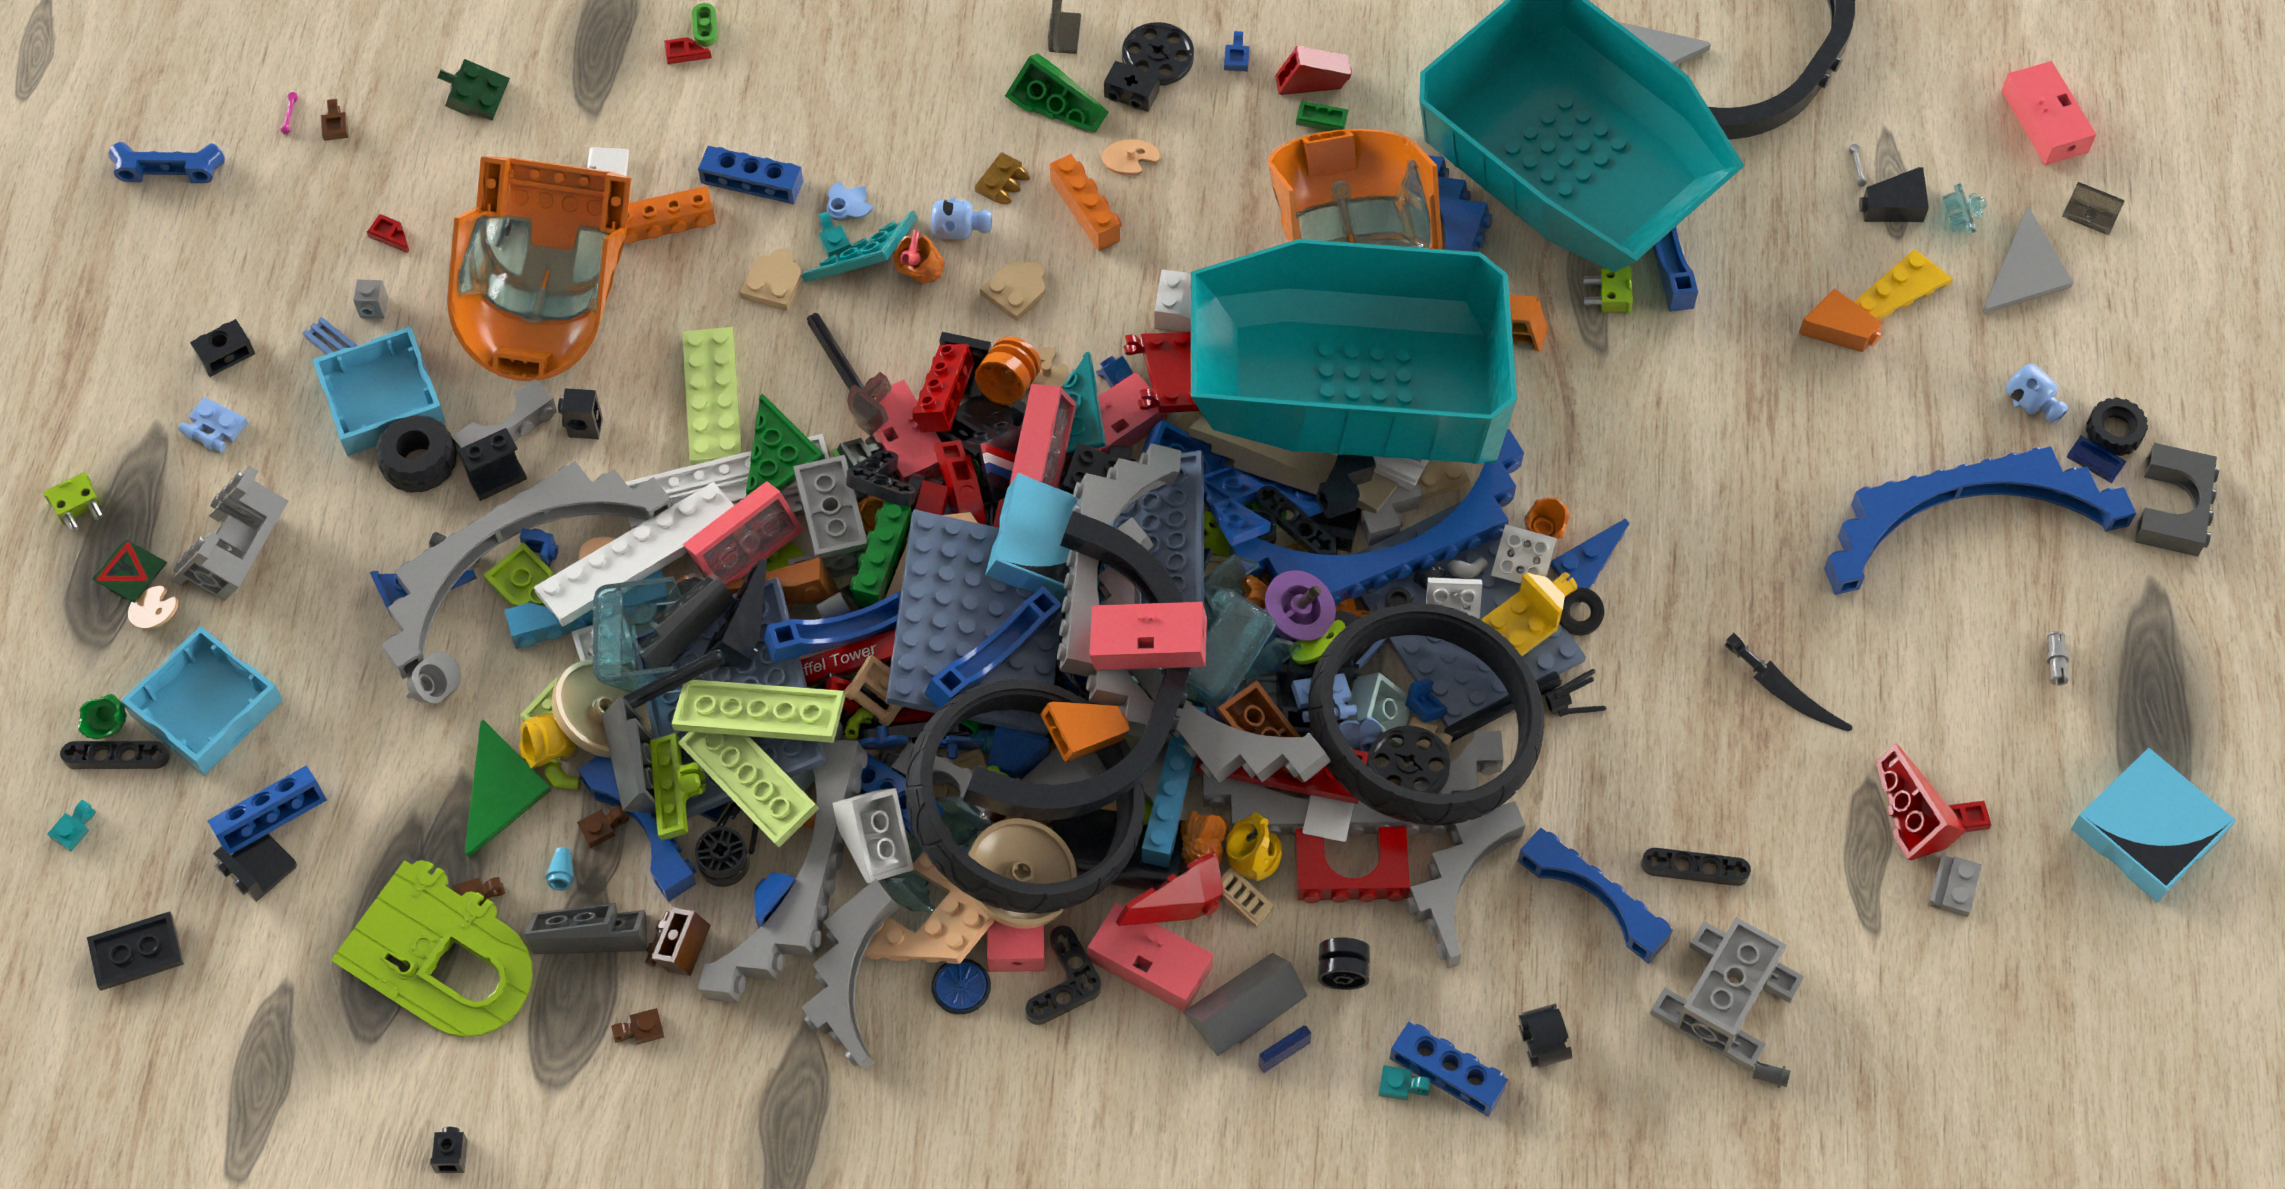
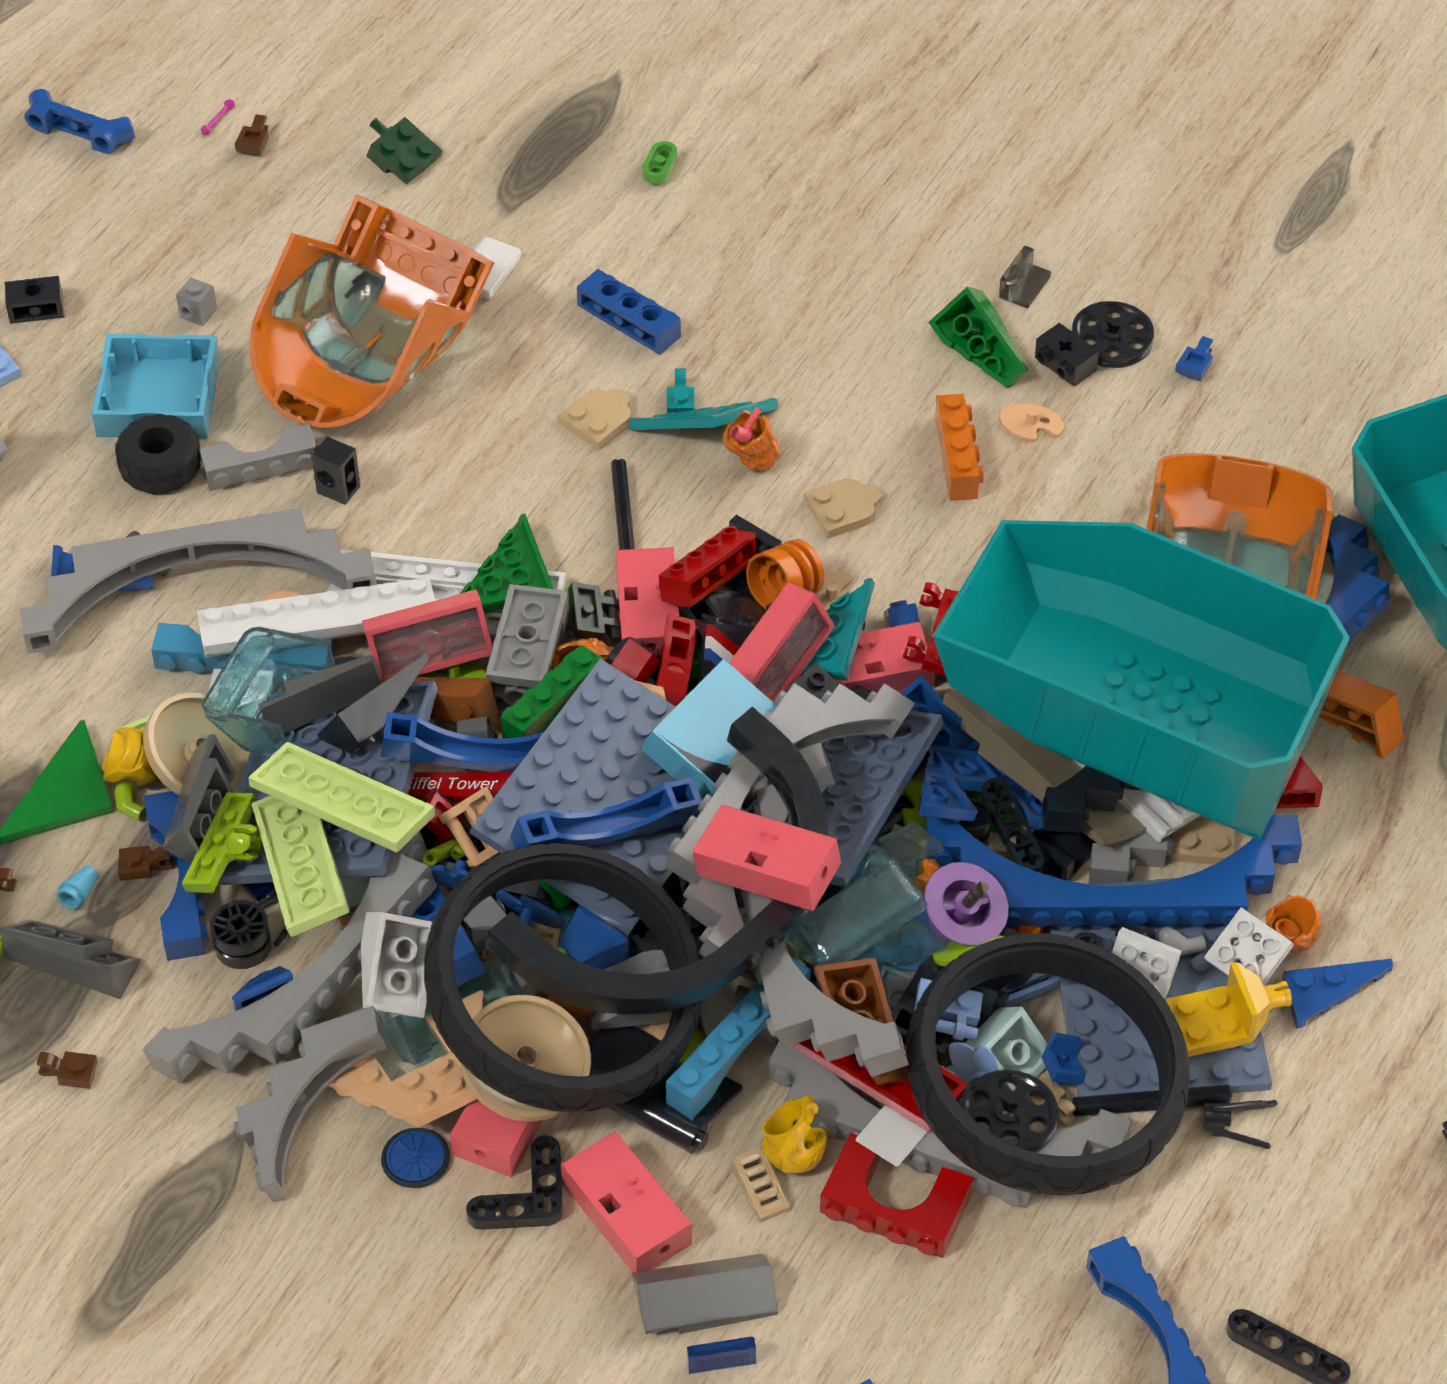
camera: 25 degrees right, 10 degrees down
(317, 329) = (133, 315): medium blue tile -> none
(388, 232) = (249, 251): red tile -> none
(433, 678) = (57, 663): light grey piece -> none
(492, 464) = (223, 485): black panel -> none
(518, 575) = (189, 595): lime plate -> none
(540, 543) = (231, 578): blue bracket -> none
(669, 214) = (523, 320): orange brick -> none
(675, 679) = (277, 737): black axle -> none
(678, 941) = (152, 999): reddish brown brick -> none
(684, 50) = (627, 180): red tile -> none
(711, 394) = (478, 499): yellowish green plate -> none
(849, 201) = (713, 369): light blue plate -> none
(865, 403) = (618, 552): clear smoke brick -> none
(871, 478) = (587, 623): black beam -> none
(956, 220) = (814, 419): light blue piece -> none
(1001, 178) = (884, 397): pearl gold plate -> none
(1084, 727) = (656, 928): orange slope -> none
(1179, 897) = (692, 1152): red wedge -> none
(1202, 836) = (745, 1108): orange hair -> none
(1312, 71) = (1269, 401): red slope -> none
(1321, 116) = (1255, 446): green plate -> none
(1344, 963) = (830, 1291): black wheel -> none
(1450, 868) = (1006, 1241): light grey arch -> none
(1596, 616) = (1289, 1053): black tyre -> none

